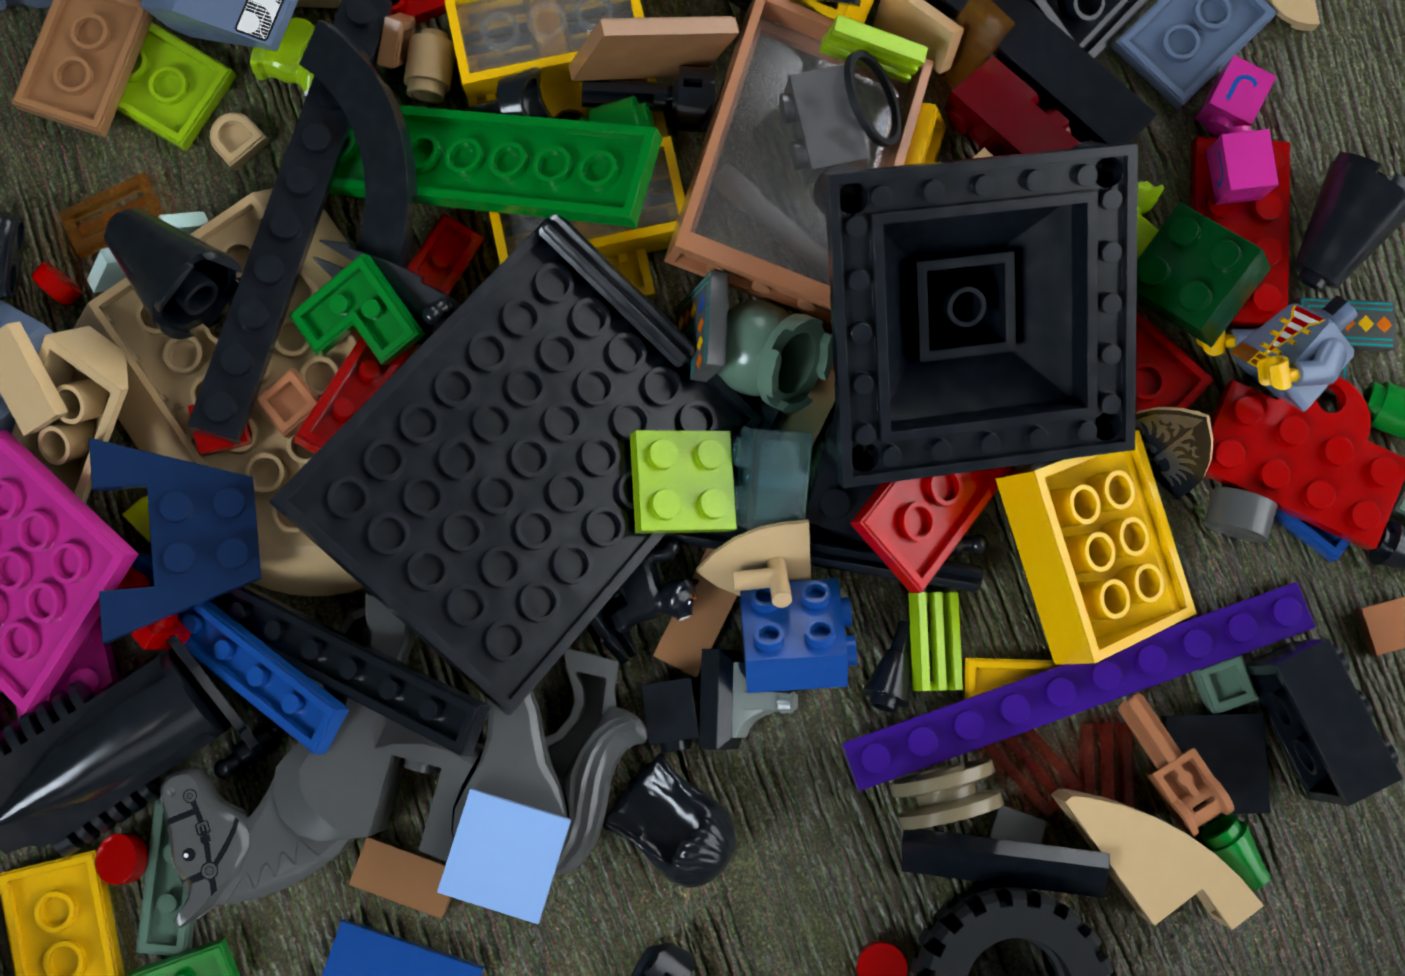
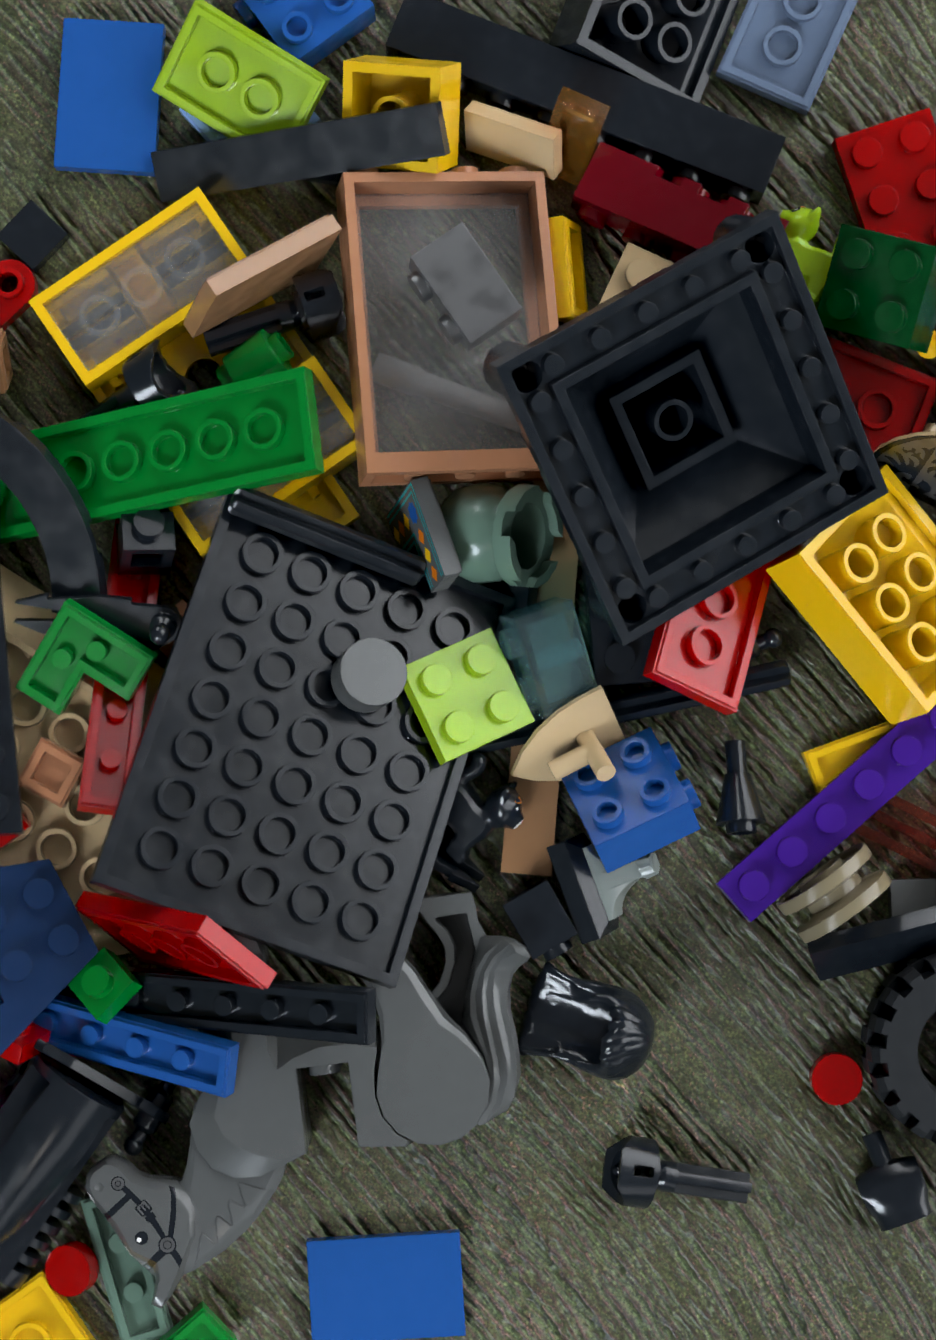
camera: 20 degrees left, 5 degrees up
(253, 610) = (104, 985): none -> green plate
(331, 591) = (175, 939): none -> red tile
(401, 876) = (349, 1176): medium nougat tile -> none
(429, 66) = (39, 372): tan brick -> none
(462, 228) = (145, 534): none -> black brick
(504, 856) = (442, 1119): light blue tile -> none
(603, 425) = (368, 675): none -> piece
(856, 105) = (482, 256): black piece -> none
(895, 54) = (480, 189): lime tile -> none
(941, 641) = (773, 745): lime tile -> none
(1235, 96) = (857, 86): dark pink brick -> none
(1242, 165) = (889, 157): dark pink brick -> none

